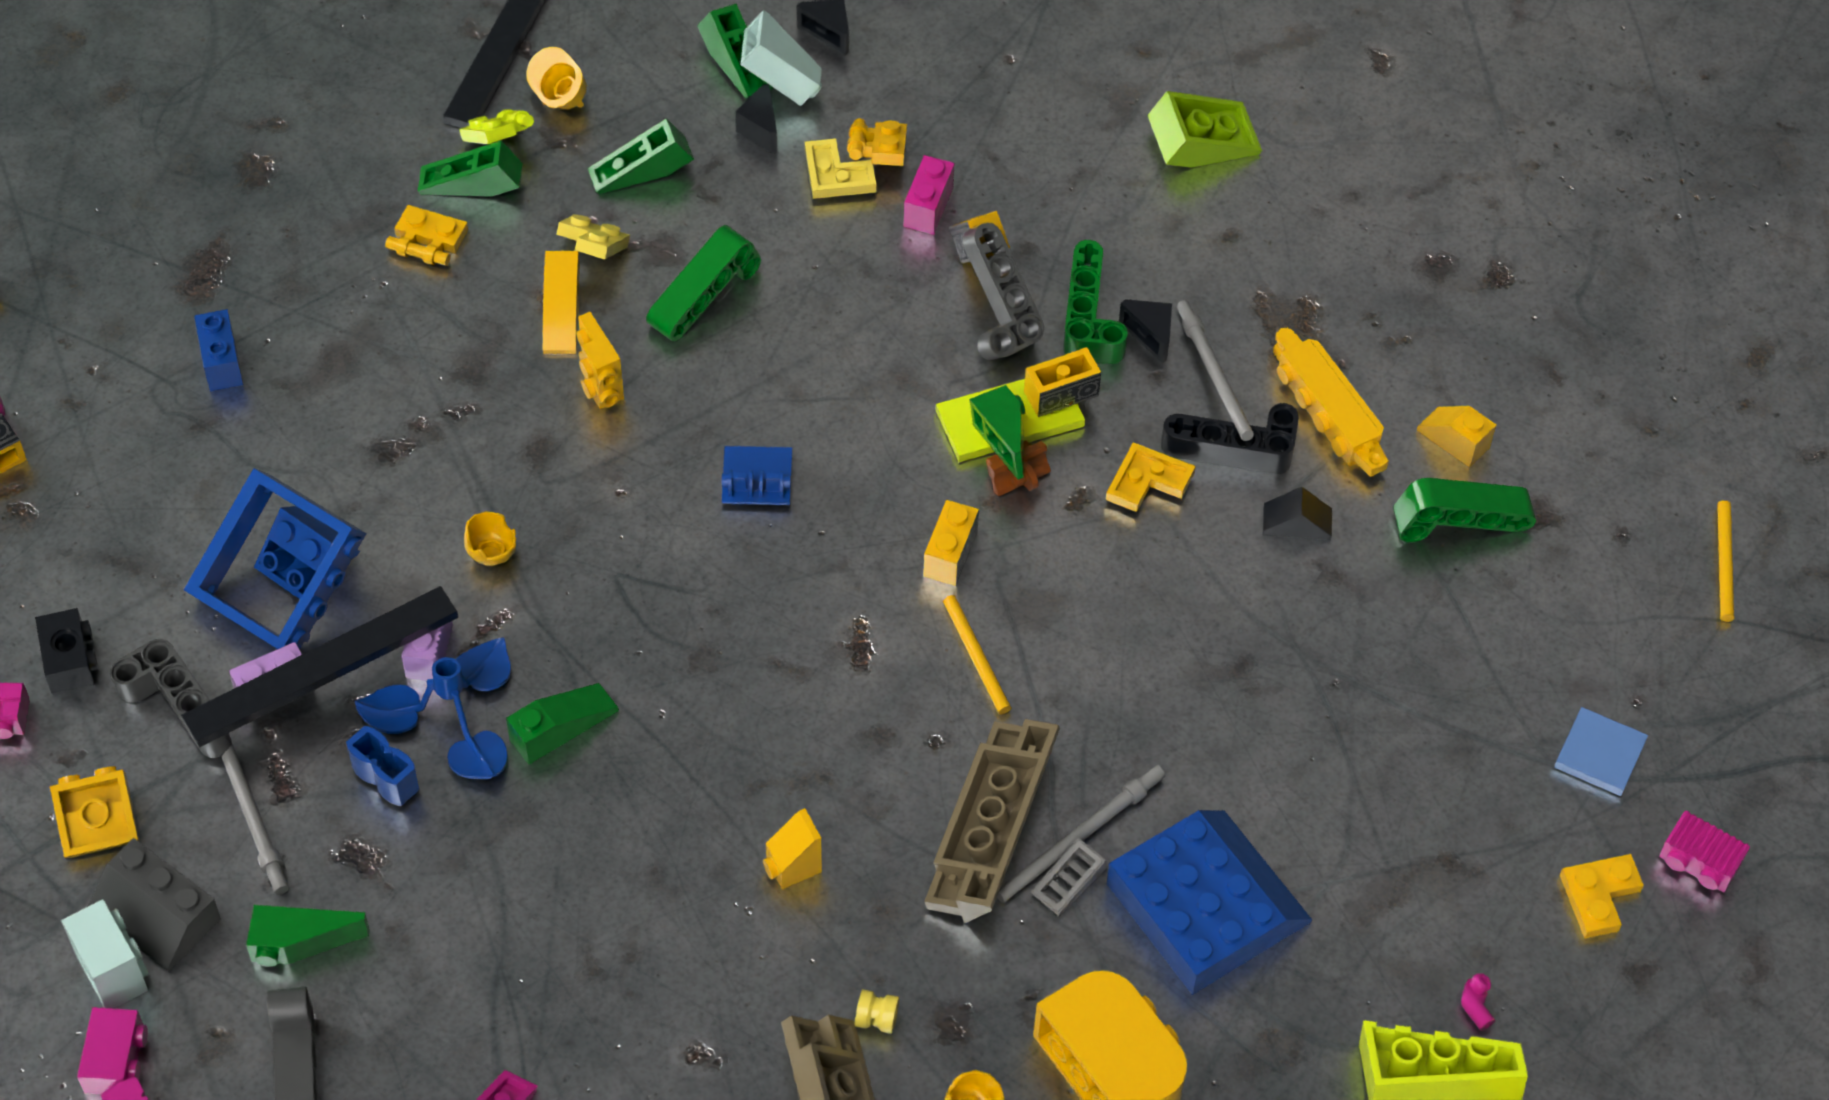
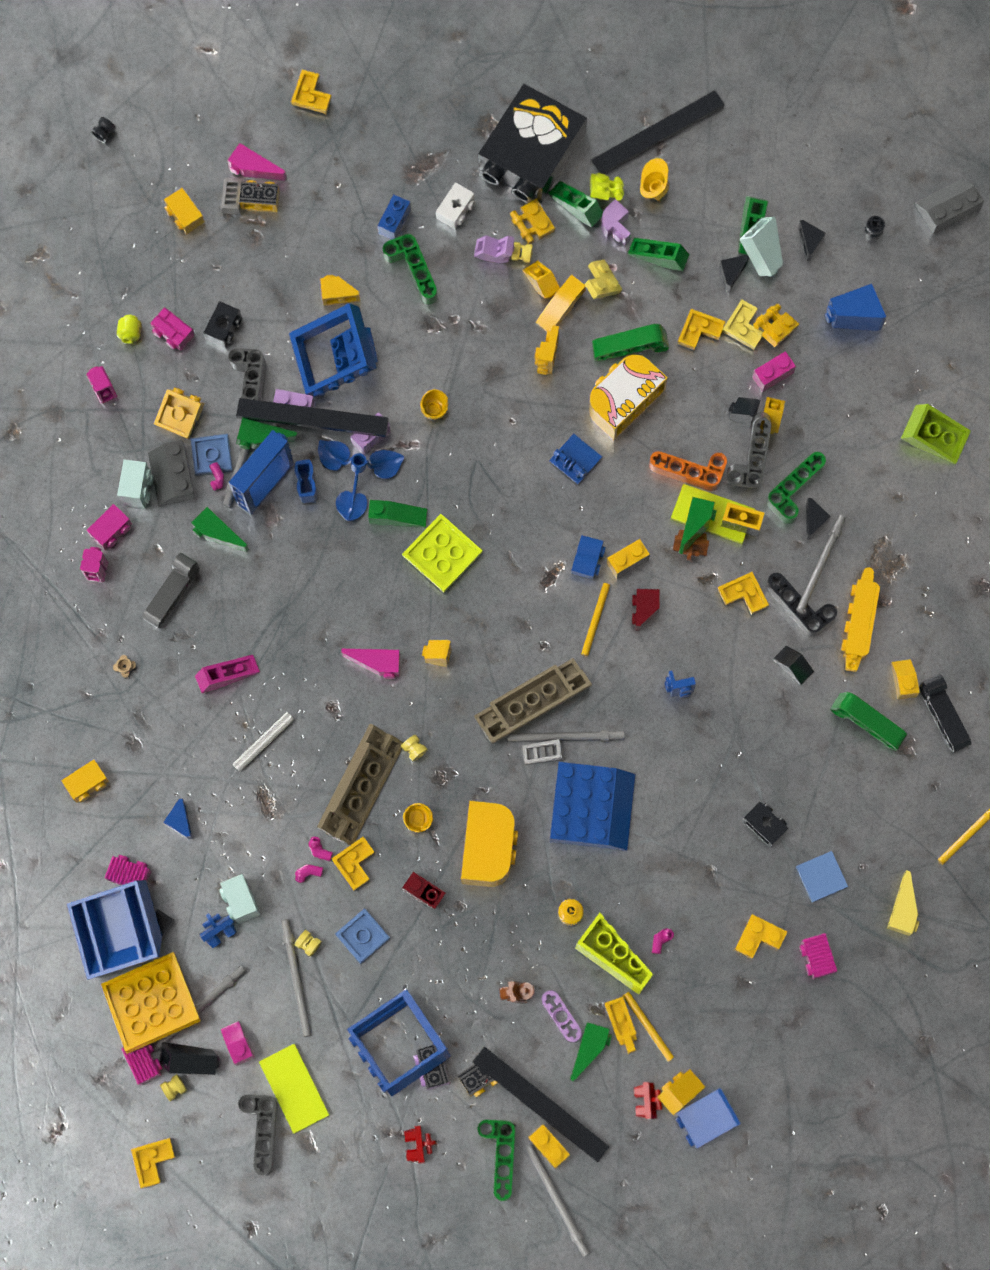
camera: 45 degrees right, 20 degrees up
(196, 838) = (211, 450): none -> medium blue tile
(209, 493) = (337, 291): none -> yellow slope
(236, 858) = (219, 476): none -> dark pink arm
(254, 752) = (253, 433): none -> green slope
(282, 377) = (417, 269): none -> green beam
(298, 282) = (457, 196): none -> white brick
(307, 785) = (262, 472): none -> blue window
(344, 139) = (531, 144): none -> black brick
(404, 299) = (494, 250): none -> lavender brick
(446, 277) = (526, 252): none -> light yellow wheel
(506, 290) = (541, 279): none -> yellow slope
(545, 166) = (612, 222): none -> lavender brick
(676, 722) = (442, 553): none -> neon yellow plate
(706, 936) = (379, 661): none -> dark pink slope
(754, 344) = (625, 393): none -> brick
(775, 207) = (697, 324): none -> yellow plate
(892, 581) = (587, 557): none -> blue brick
(928, 383) = (687, 467): none -> orange beam
(936, 260) = (744, 411): none -> black slope
(970, 55) = (856, 310): none -> blue slope
(1030, 583) = (647, 606): none -> dark red slope
(1175, 649) = (680, 687): none -> blue bracket
(1319, 1059) = (566, 917): none -> yellow head
(1463, 738) = (767, 833): none -> black brick
(1546, 433) = (944, 713): none -> black beam
(1746, 704) = (904, 912): none -> light yellow slope

